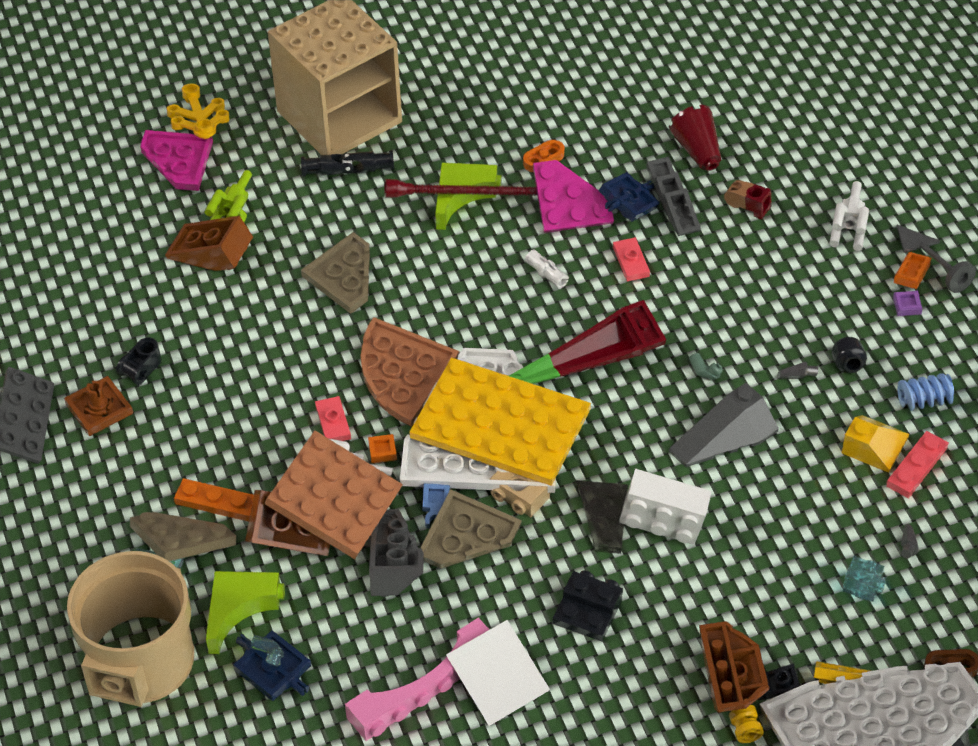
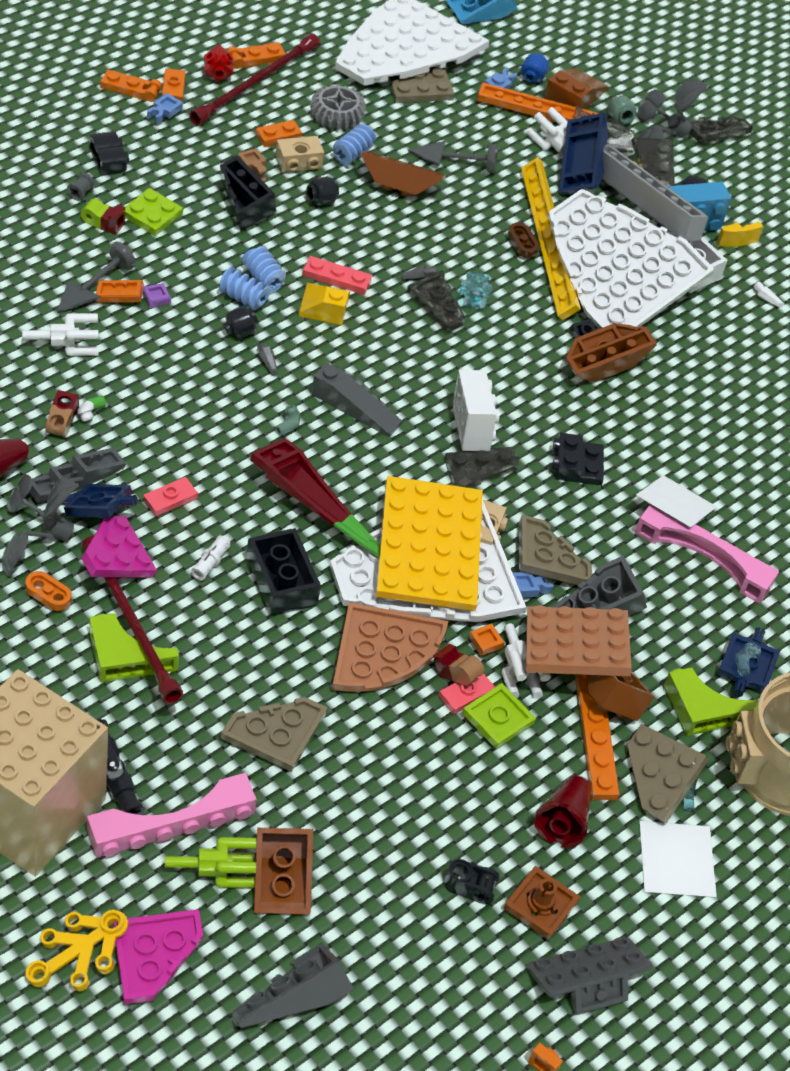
camera: 120 degrees left, 0 degrees up
(93, 528) = (677, 859): none -> white sticker
(101, 231) = (311, 983): none -> dark grey wedge
(171, 444) = (565, 813): none -> dark red cone
(287, 220) = (118, 831): none -> bright pink arch
(291, 430) = (499, 716): none -> lime plate
(354, 409) = (457, 666): none -> leg
(508, 307) = (283, 571): none -> black brick
(610, 167) = (54, 525): none -> dark grey plant
(759, 221) = (90, 405): none -> white arm
(864, 540) = (437, 300): none -> clear smoke wing
(898, 366) = (242, 289): none -> light blue piece

